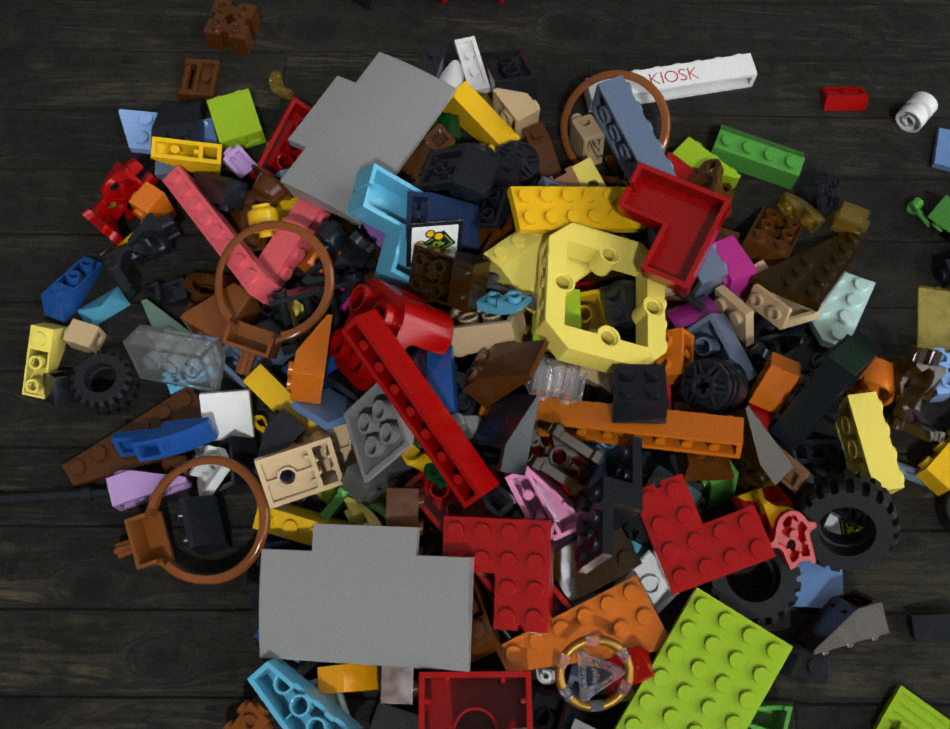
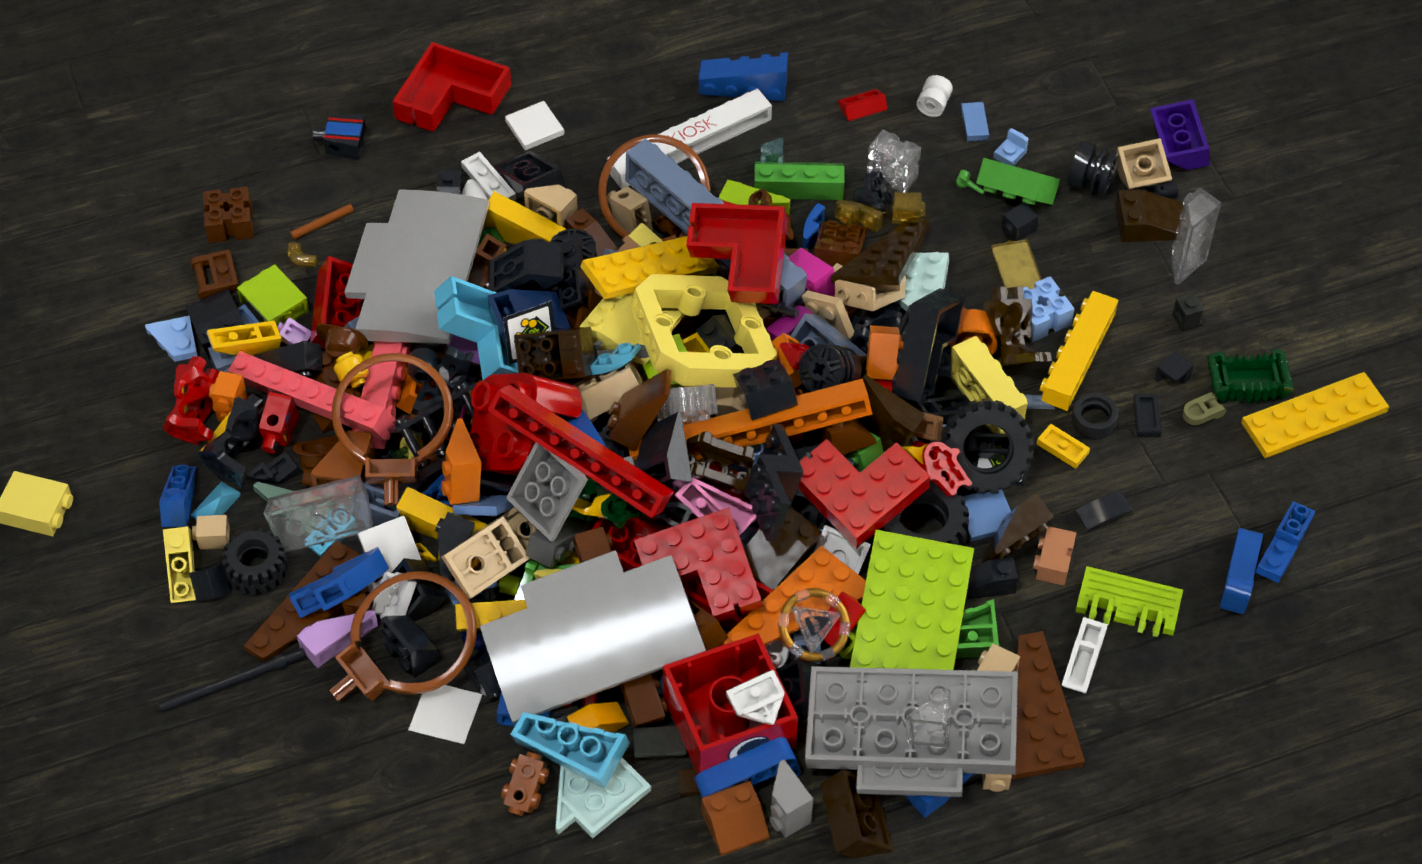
camera: 20 degrees left, 15 degrees down
(185, 246) = (278, 421): none -> red torso
(214, 608) = (446, 713): none -> white sticker
(309, 59) = (326, 219): none -> dark orange bar
(534, 25) = (534, 125): none -> white tile
(686, 353) = (793, 352): none -> red slope
(741, 119) = (772, 151): none -> clear light blue slope
(743, 36) = (744, 75): none -> blue wedge
(751, 210) = (812, 226): none -> blue slope
(855, 167) = (894, 160): none -> clear brick
(870, 662) = (1055, 555): none -> nougat brick
(921, 535) = (1063, 446): none -> yellow plate

